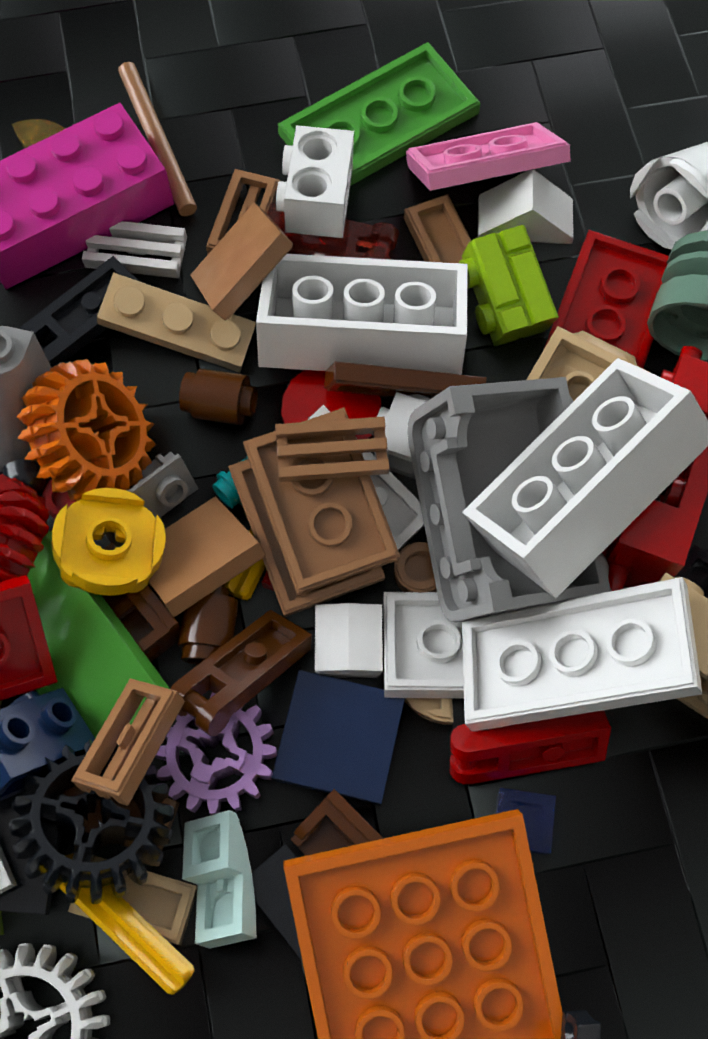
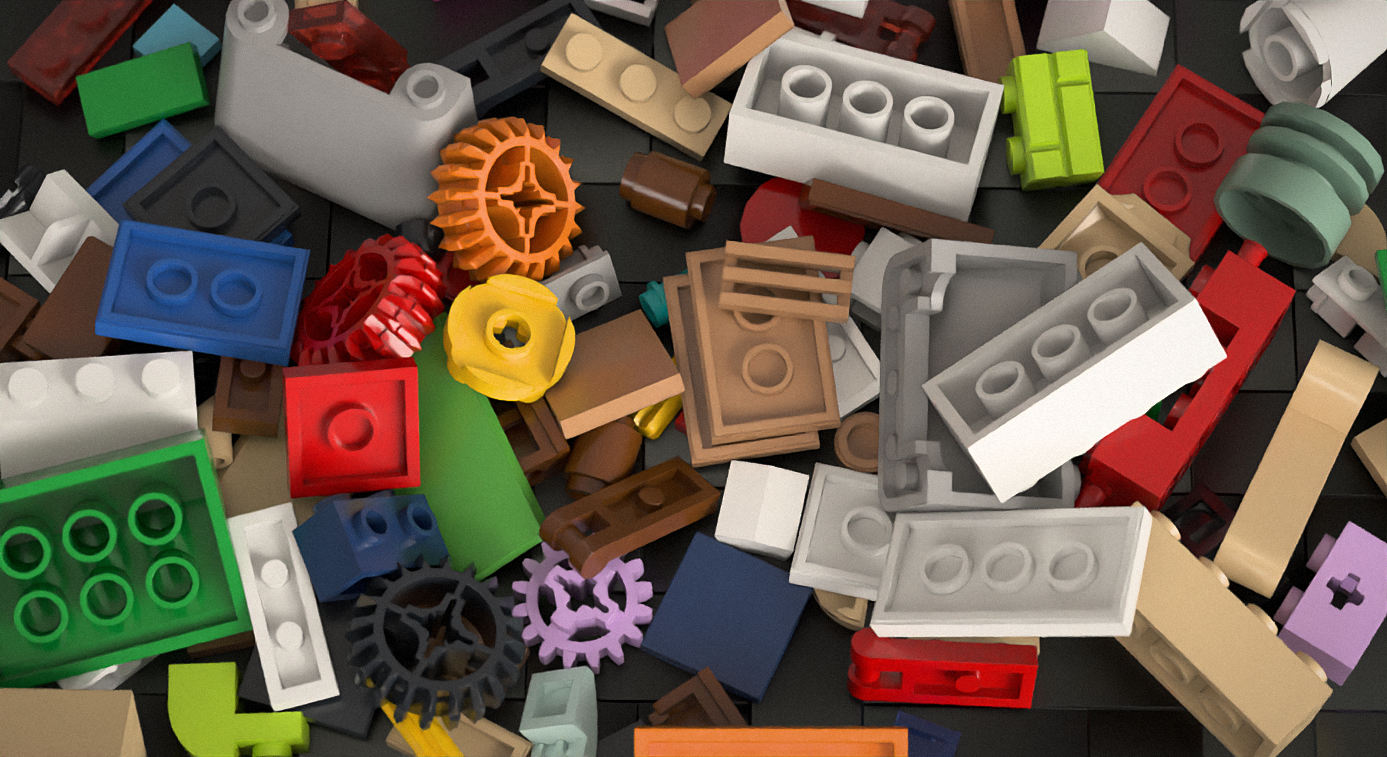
camera: 15 degrees right, 0 degrees up
(136, 741) = (501, 565): medium nougat tile -> none

